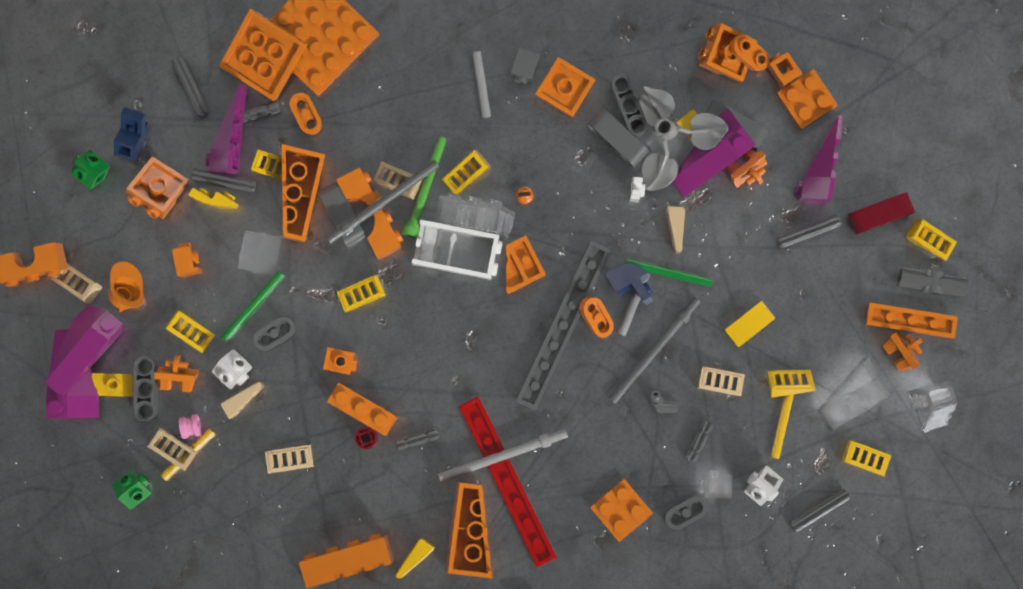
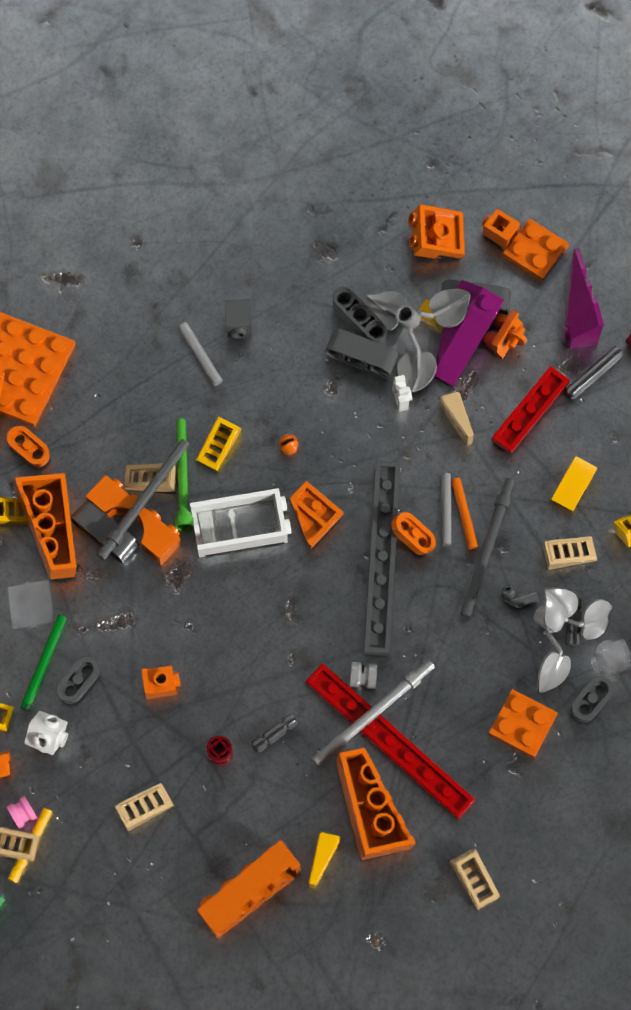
camera: 20 degrees left, 15 degrees down
(237, 402) = (65, 765): tan slope -> none
(362, 409) = (189, 718): orange arch -> none
(378, 286) = (158, 590): yellow slope -> none
(475, 214) = (246, 476): clear wedge -> none
(510, 425) = (363, 675): none -> light grey wheel
(565, 87) = (287, 324): orange plate -> none
(630, 276) = (430, 481): dark blue brick -> none
(646, 318) = (464, 514): none -> orange bar
(673, 273) = (468, 465): green bar -> none
(682, 438) = (558, 607): none -> light grey plant
(740, 244) = (530, 410): none -> red plate
(751, 53) = (460, 225): orange plate -> none

